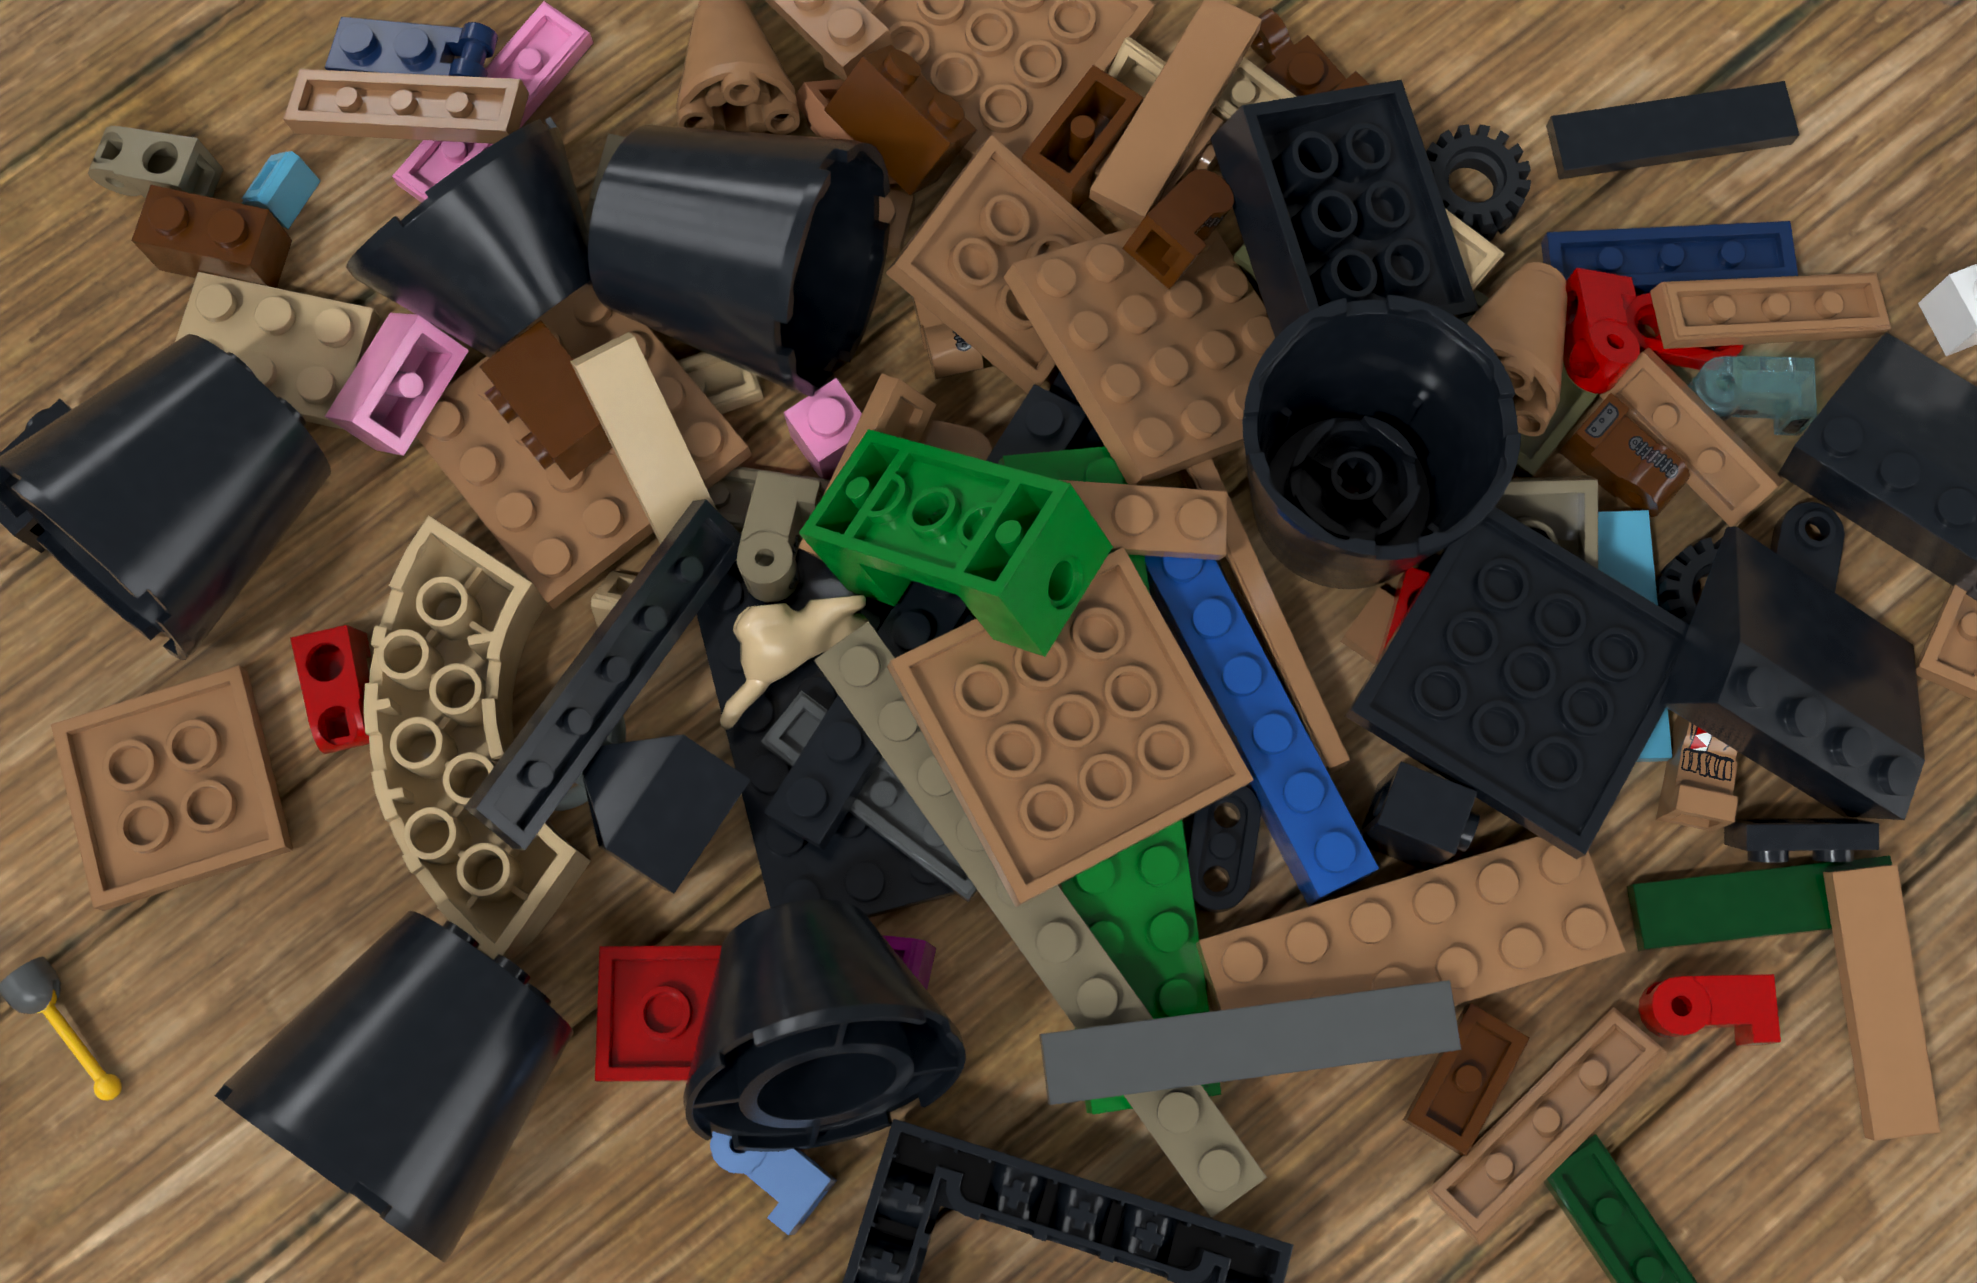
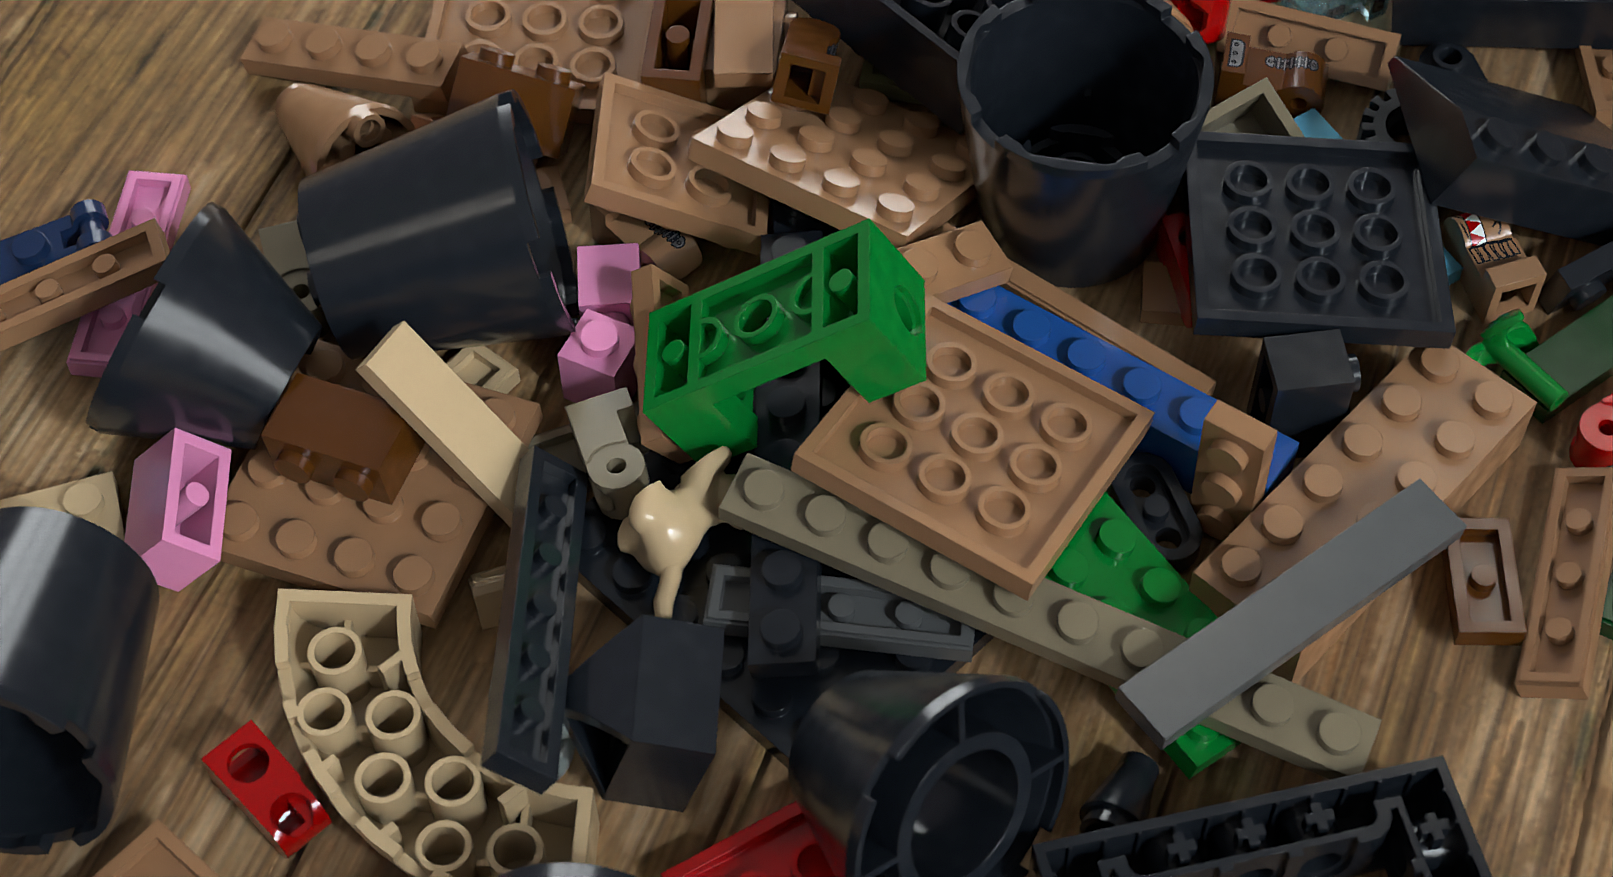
camera: 30 degrees left, 20 degrees down
(876, 347) = (606, 279): none -> bright pink brick
(1008, 1105) = (1123, 794): none -> black cone
(1286, 872) = (1230, 469): none -> medium nougat plate
(1641, 865) = (1505, 344): none -> green plant

